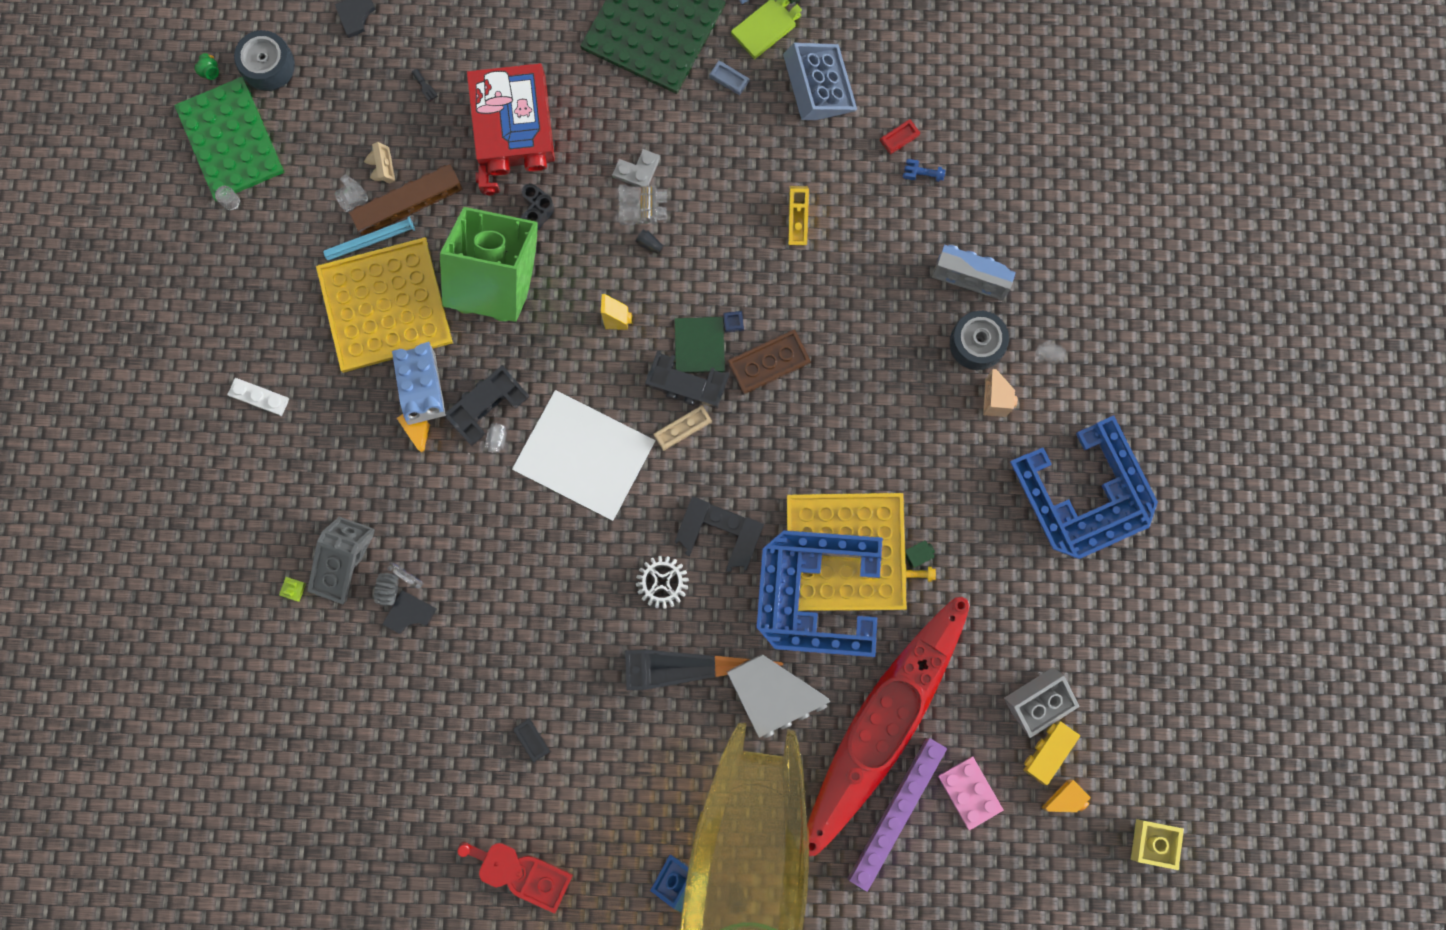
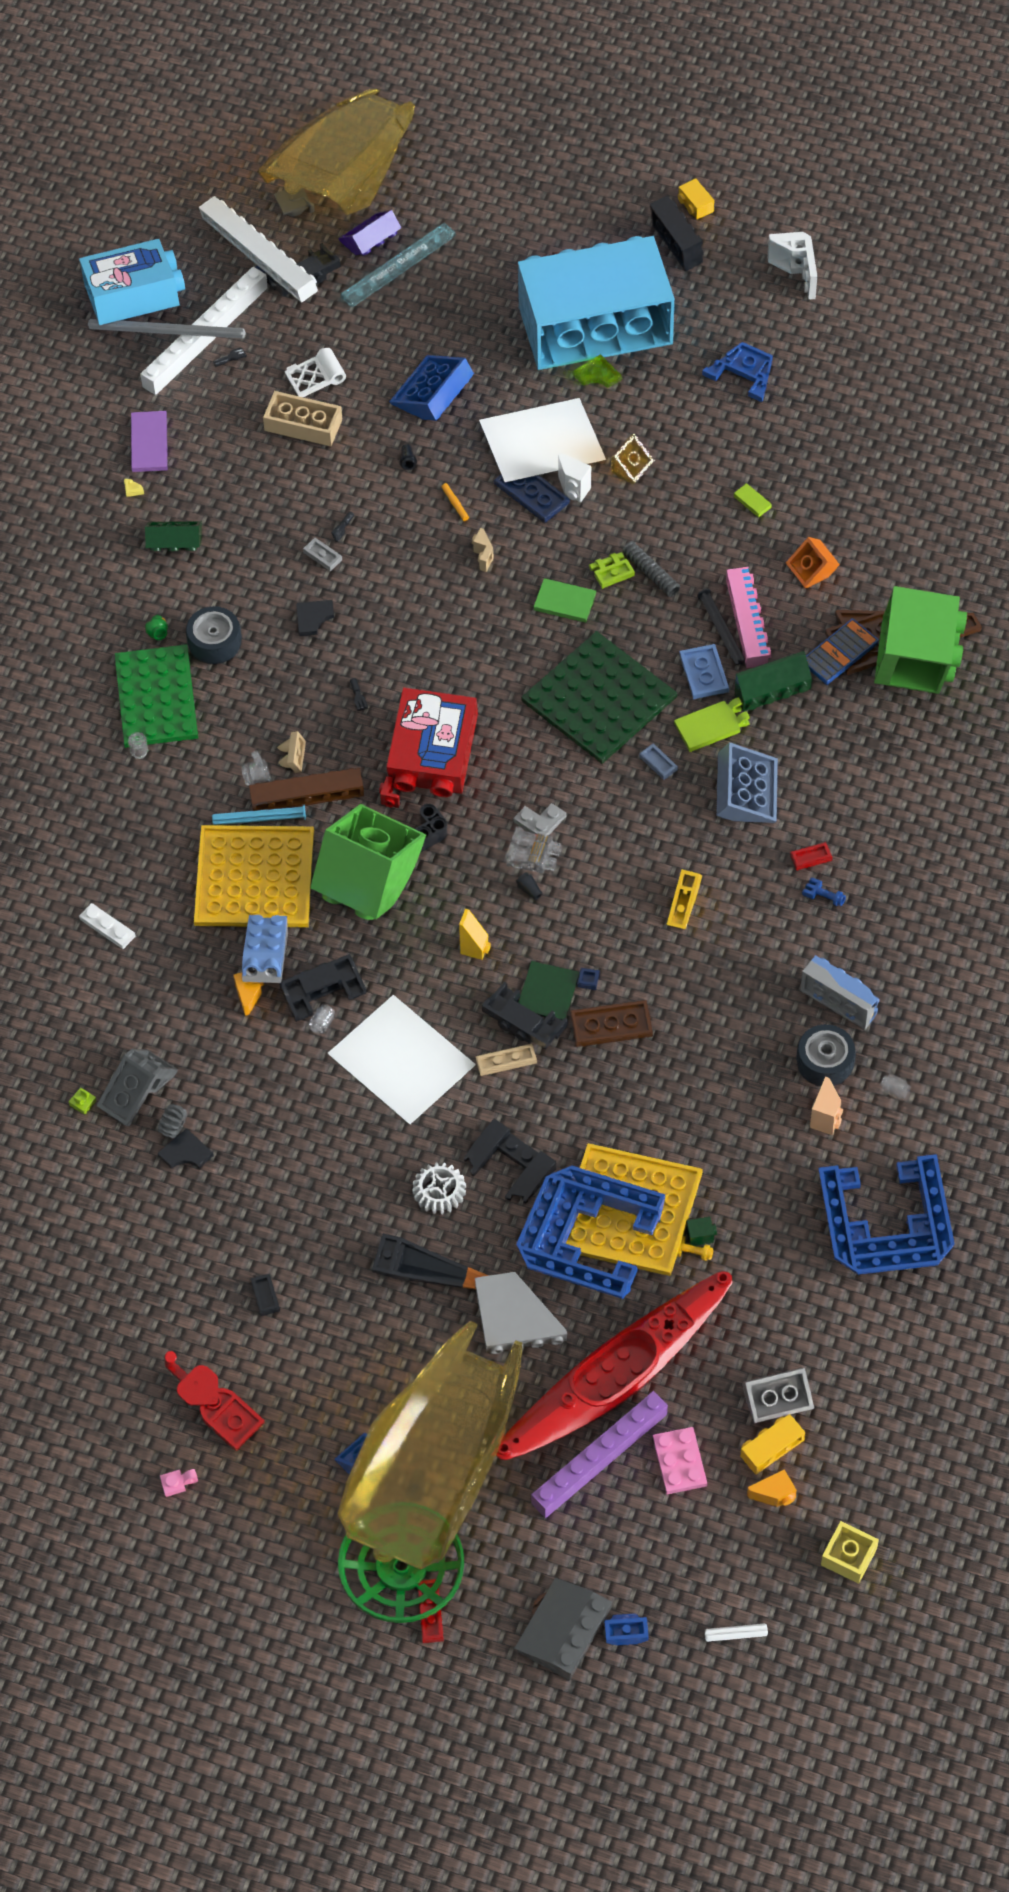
camera: 20 degrees right, 20 degrees down
(406, 576) = (195, 1112): clear tile -> none

